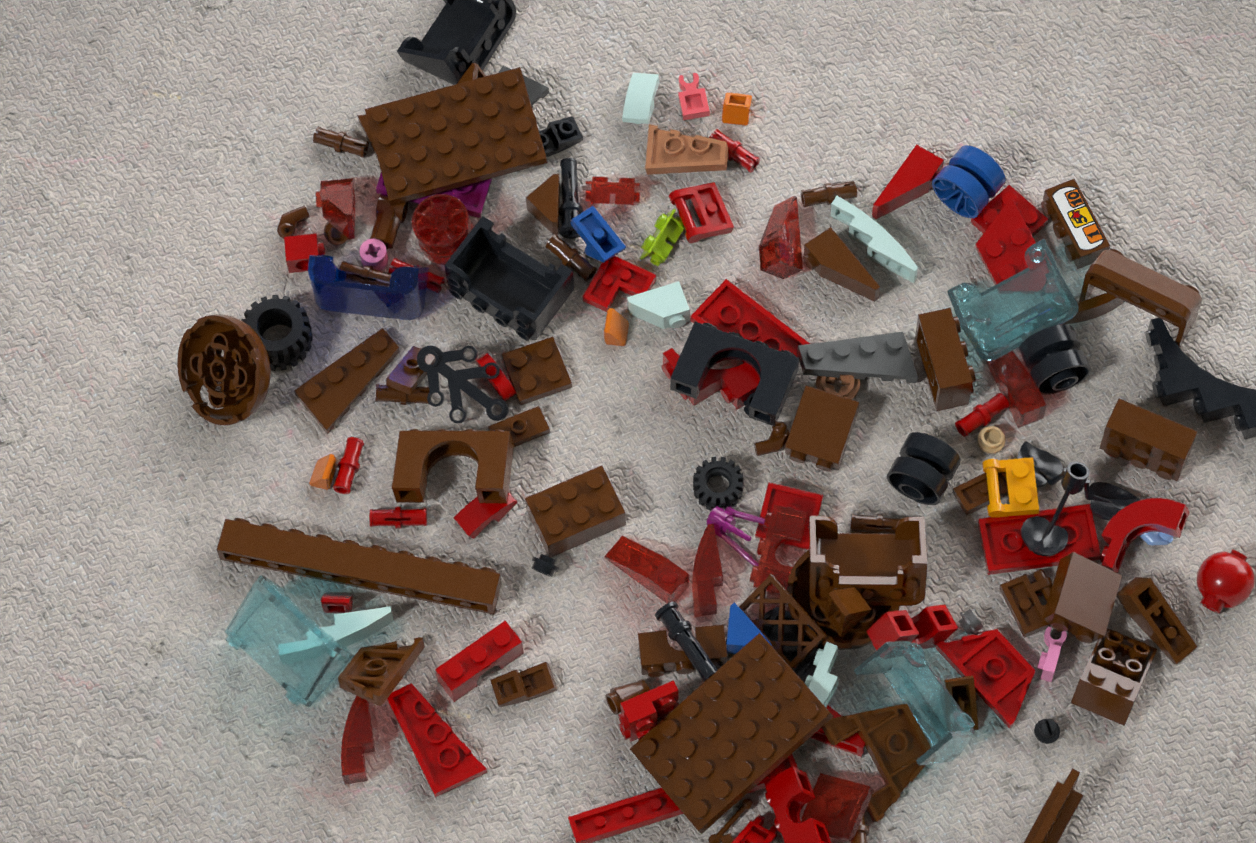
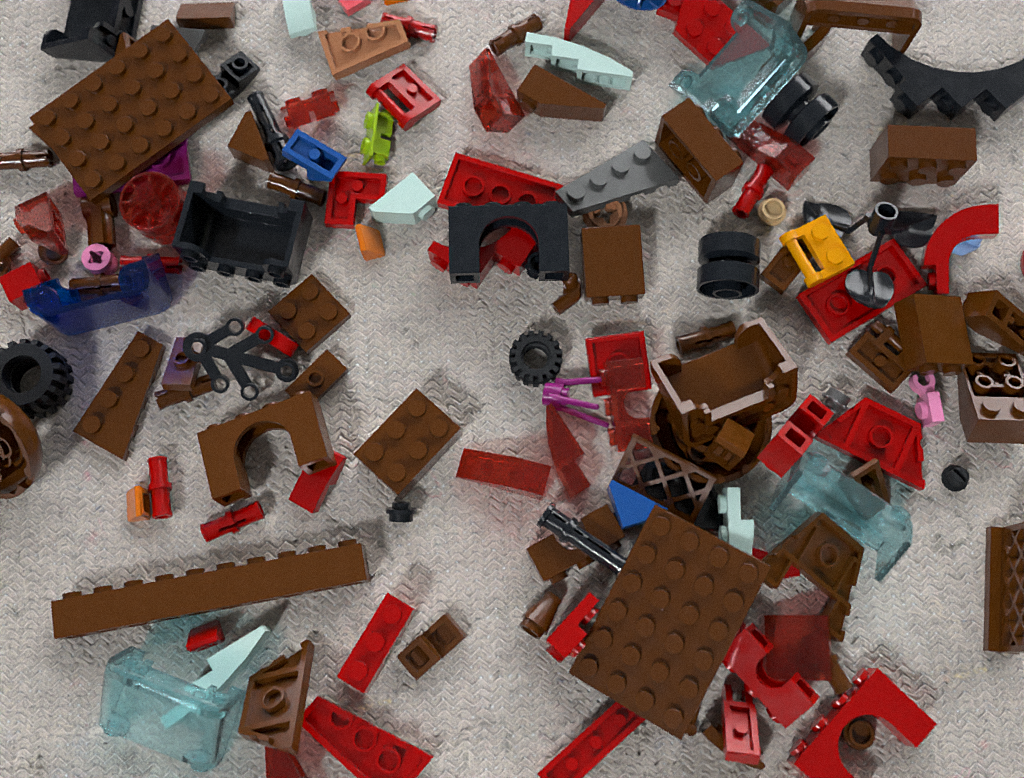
camera: 25 degrees left, 10 degrees up
(555, 72) = (206, 15): none -> reddish brown slope

